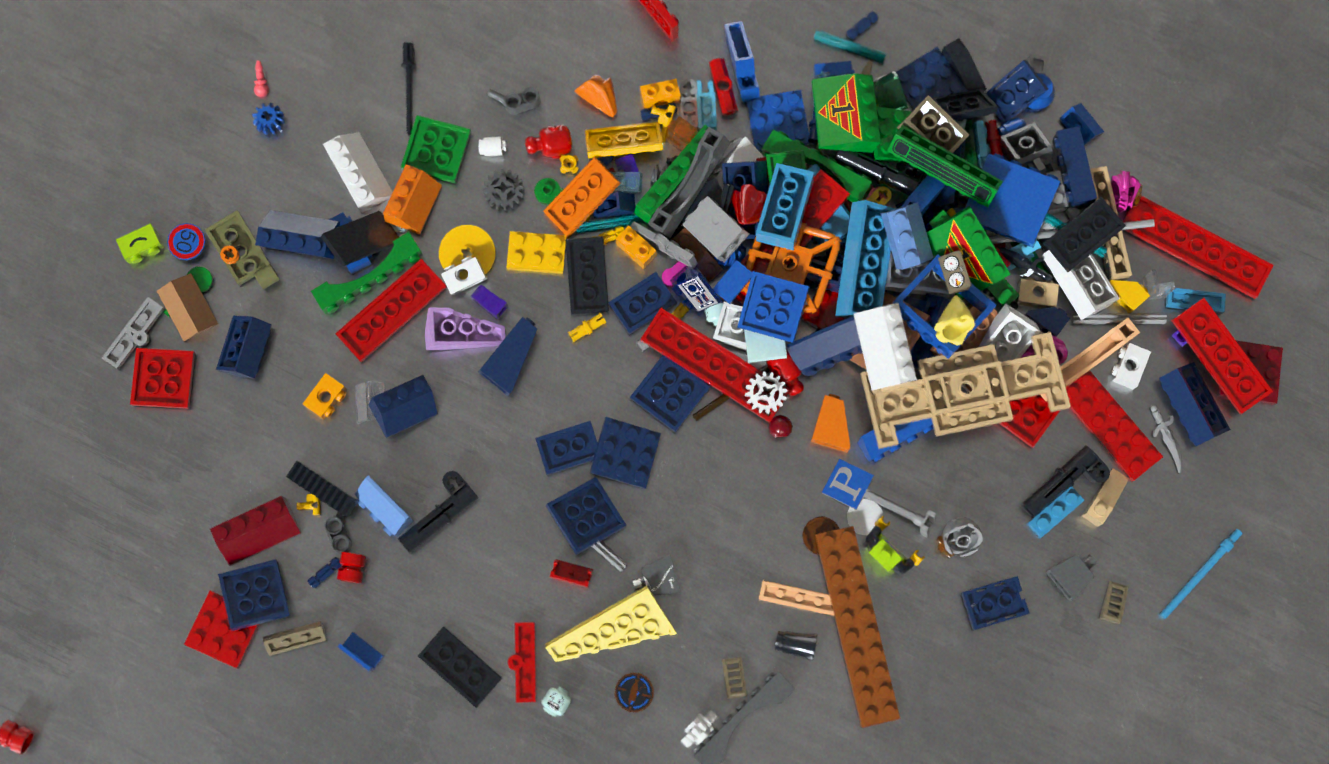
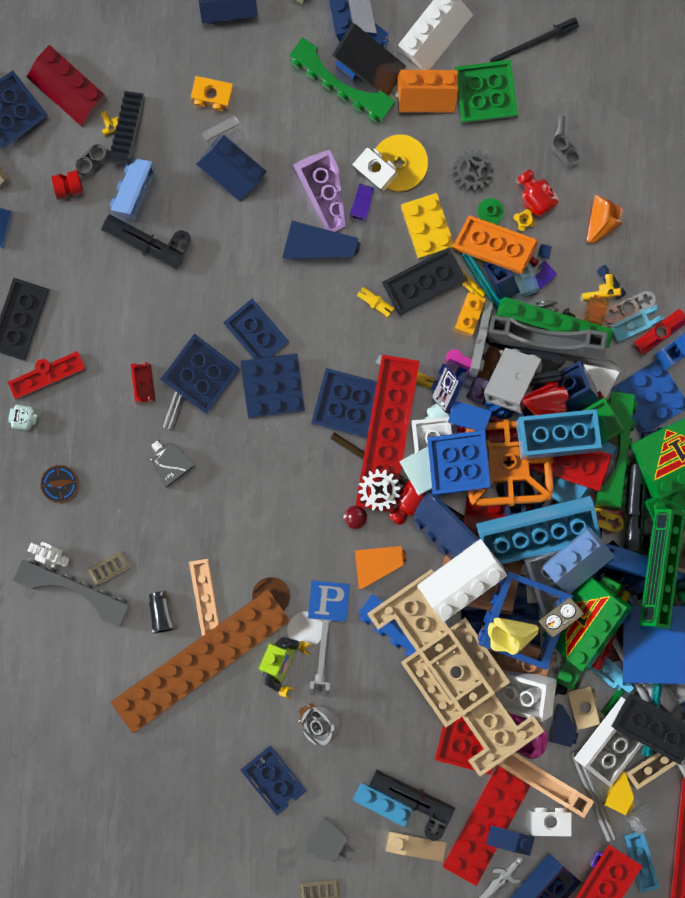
camera: 70 degrees right, 5 degrees up
(324, 572) = (53, 163): dark blue axle -> none
(391, 310) = (316, 117): red plate -> none
(492, 146) = (510, 142): white brick -> none
(617, 626) = (110, 442): light yellow wing -> none
(623, 140) = (567, 260): yellow plate -> none
(642, 302) = (420, 343): dark blue plate -> none
(660, 93) = (627, 275): light orange brick -> none
(1021, 262) = (606, 678): black piece -> none
(1134, 407) = (510, 840): none -> dark blue slope

